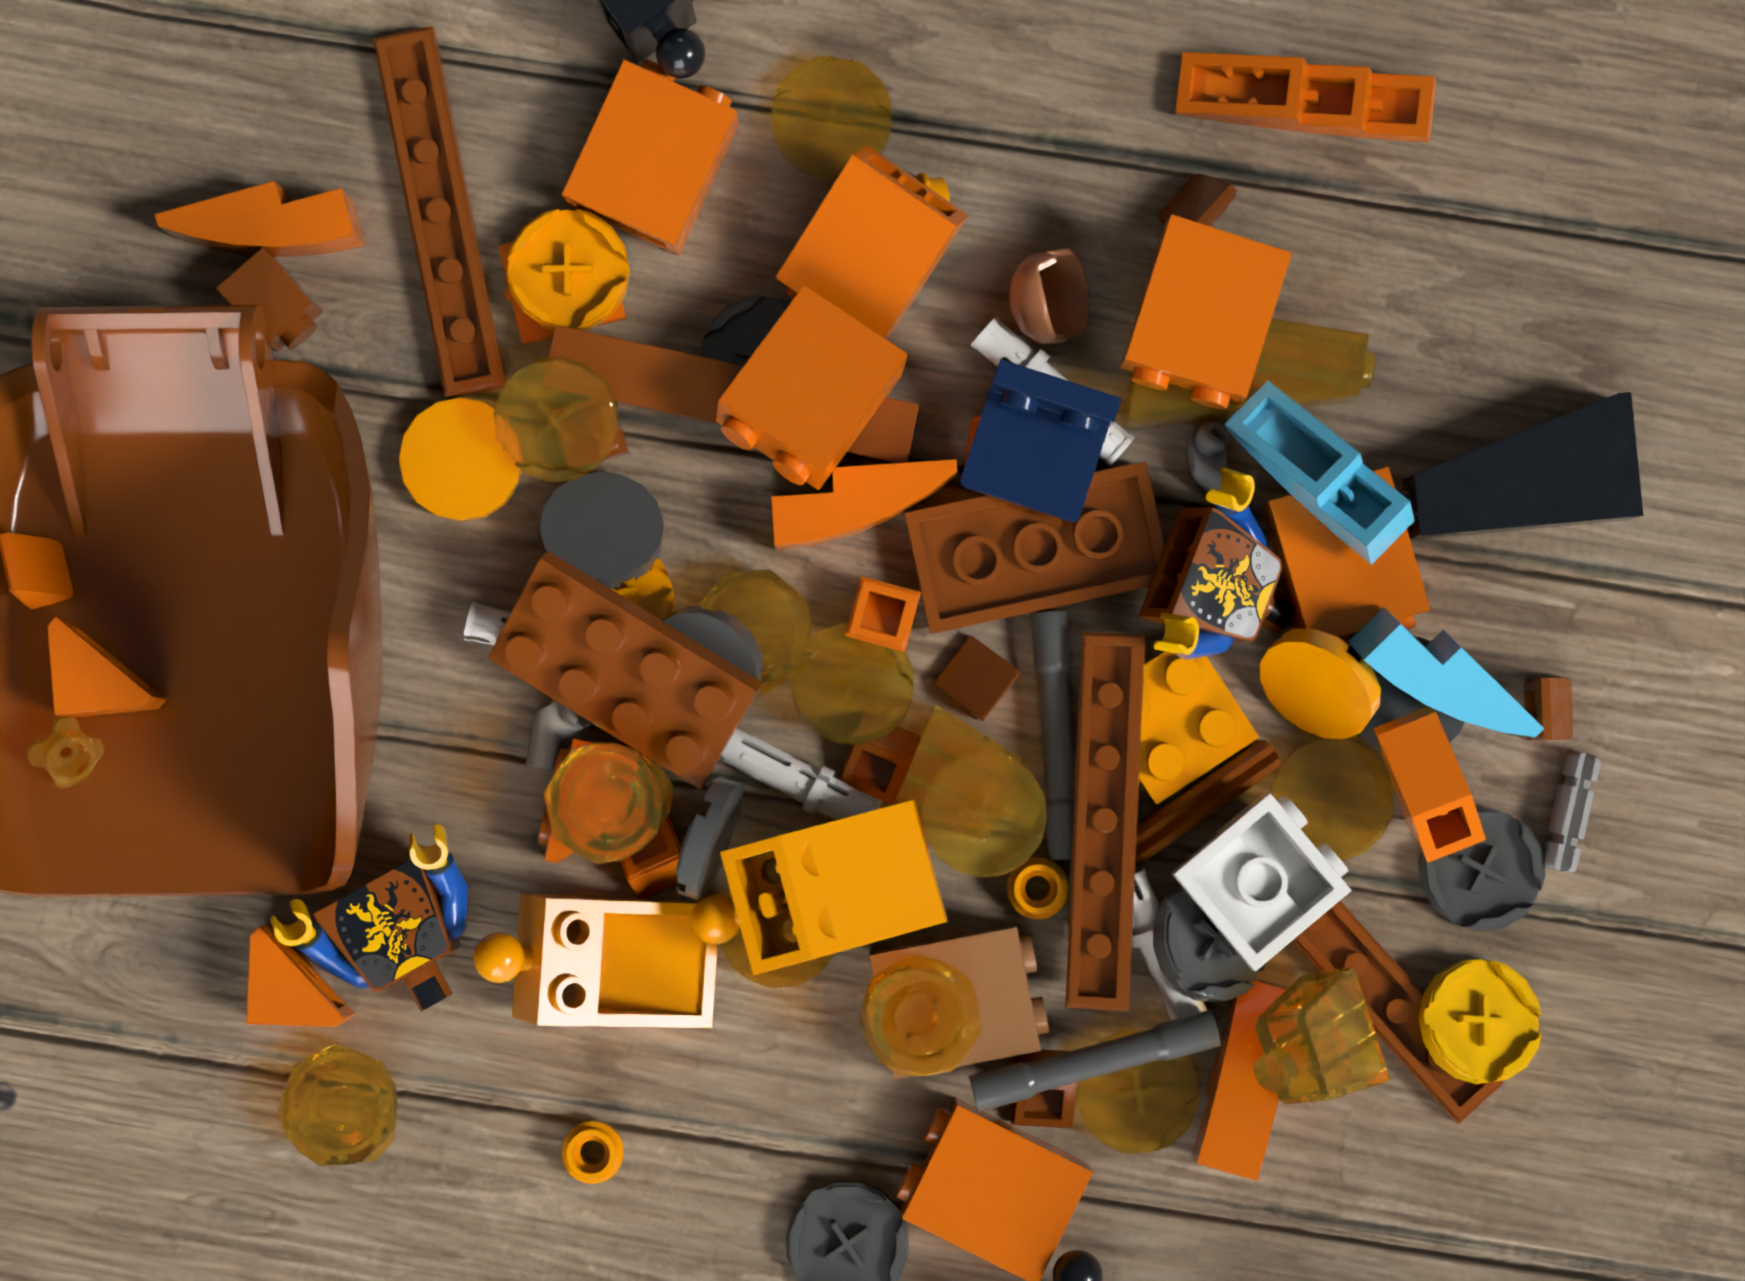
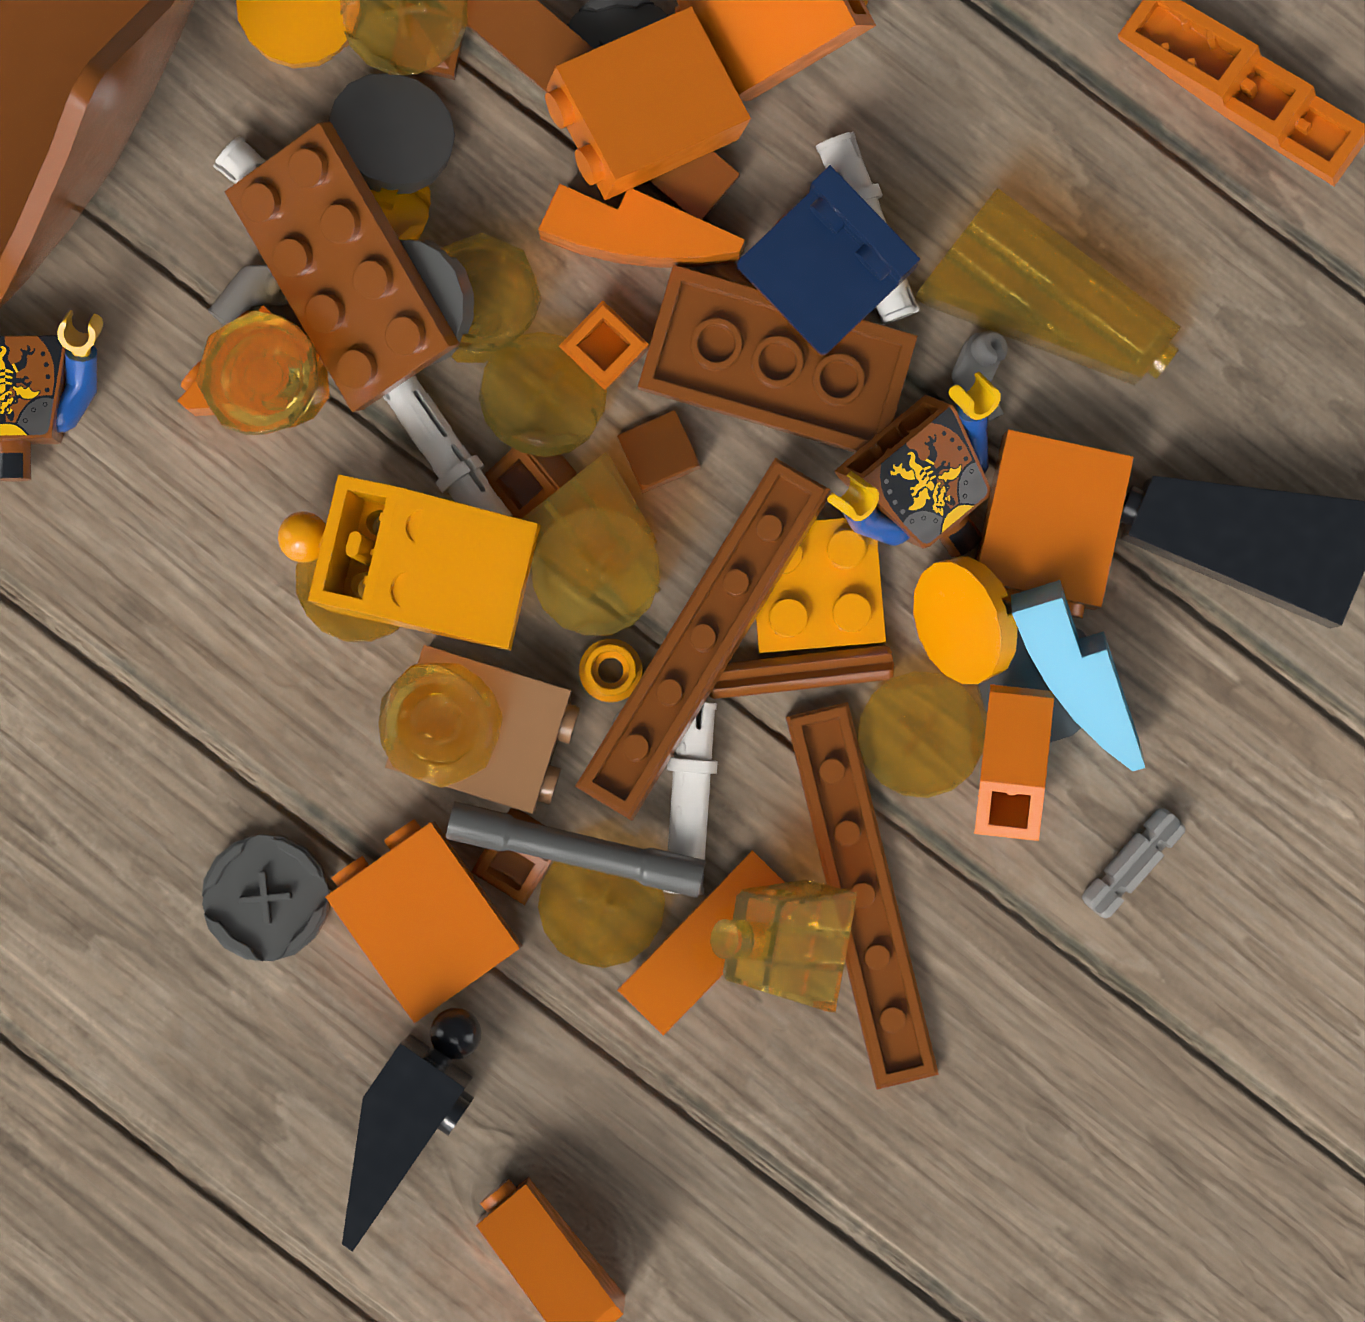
camera: 30 degrees right, 0 degrees up
(578, 1165) = (60, 688): light orange plate -> none
(603, 963) = (193, 532): light orange slope -> none
(656, 864) = (280, 460): orange slope -> none
(707, 837) = (348, 454): dark grey tile -> none
(1050, 296) = (912, 140): nougat hair -> none
(1052, 664) = (733, 477): dark grey piece -> none
(1196, 953) = (741, 799): dark grey tile -> none
(1200, 200) = (1090, 133): dark orange slope -> none
(1205, 312) = (1039, 224): orange brick -> none
(1263, 879) = (817, 766): white plate -> none
(1321, 472) = (1068, 426): medium azure slope -> none
(1480, 1021) = (946, 1006): yellow tile -> none
(1489, 881) = (1023, 882): dark grey tile -> none
(1551, 706) = (1166, 759): dark orange slope -> none

